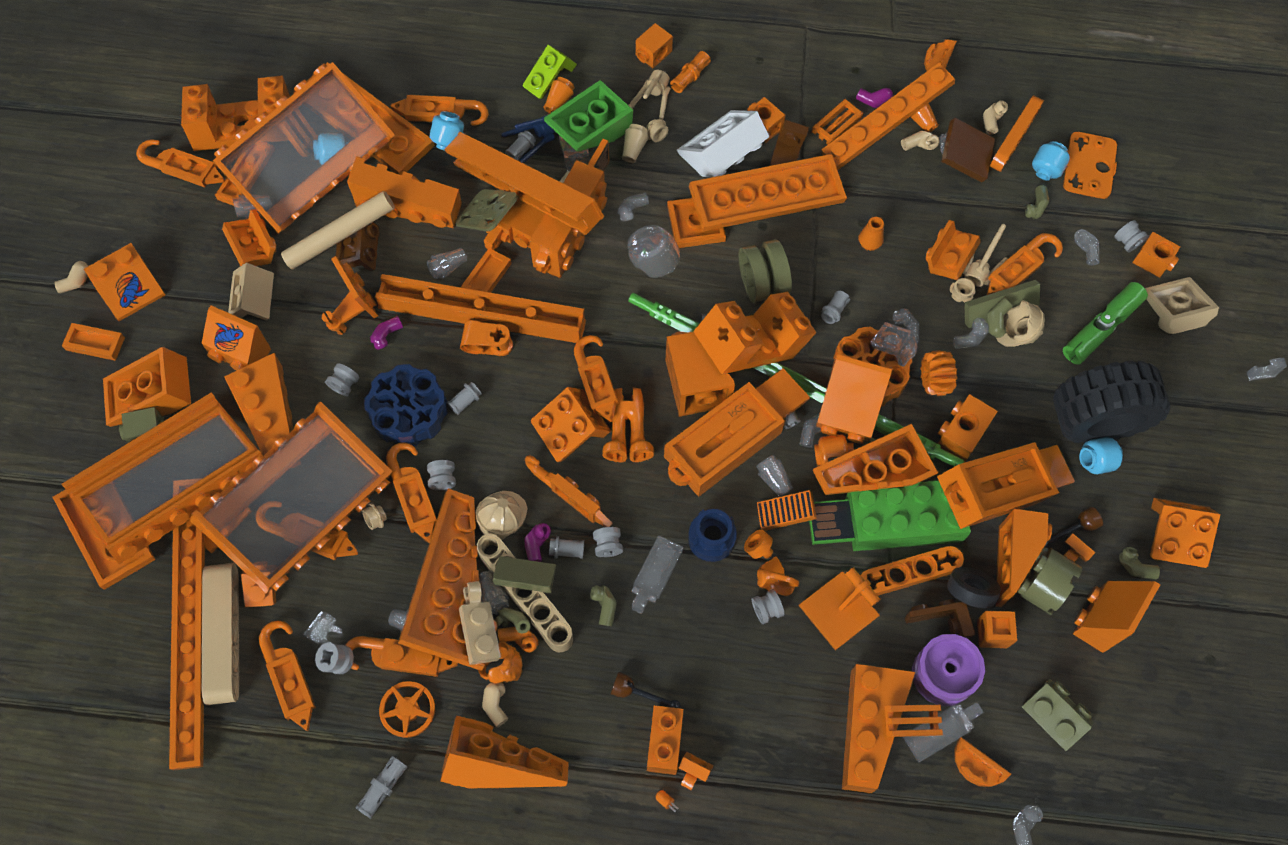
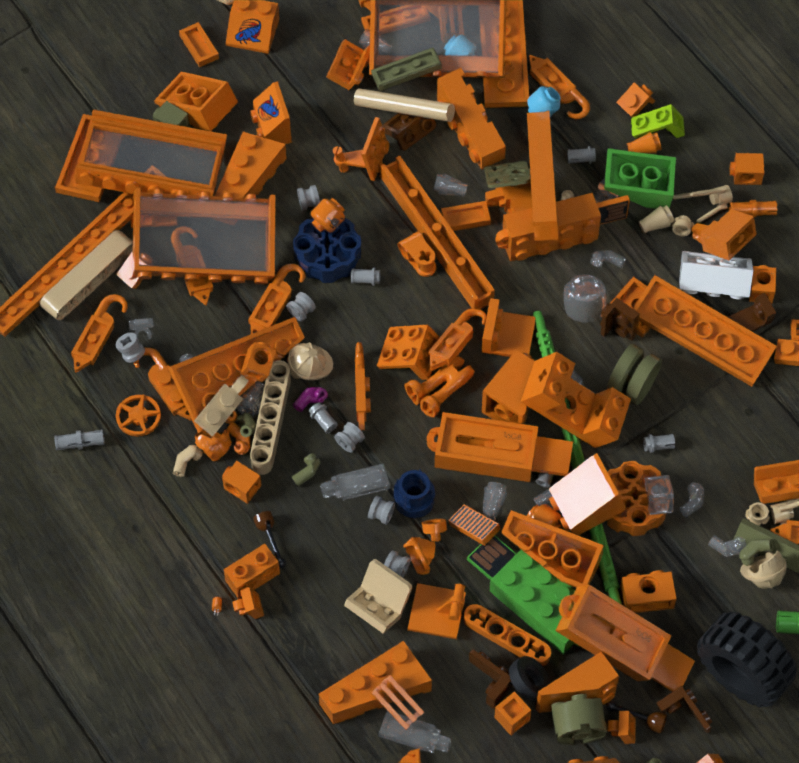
camera: 50 degrees right, 5 degrees down
(251, 292) = (316, 97): tan panel -> none
(307, 200) = (406, 69): none -> olive tile
(374, 516) = (238, 293): tan plate -> none
(382, 330) = (366, 191): magenta arm -> none
(383, 376) = (327, 215): none -> orange head
(464, 567) = (252, 368): none -> orange brick
(488, 760) = (147, 479): orange wedge -> none
(511, 68) = (635, 99): none -> orange bracket
(524, 574) = (278, 403): olive slope -> none
(540, 128) = (598, 145): dark blue plant -> none
(564, 673) = (241, 481): none -> orange brick
(628, 334) = (506, 331): none -> orange bracket
(698, 106) = (727, 235): none -> orange hinge
(703, 575) = (381, 510): none -> light grey wheel
(704, 239) = (620, 318): none -> reddish brown bracket
(791, 648) = (380, 597): none -> tan bracket
(872, 234) = (740, 422): orange cone -> none
(938, 373) = (670, 542): orange gear -> none
(962, 673) = (455, 703): medium lavender wheel -> none
(1084, 491) = (672, 703): none -> reddish brown bracket
(1101, 455) = (714, 694): medium azure head -> none

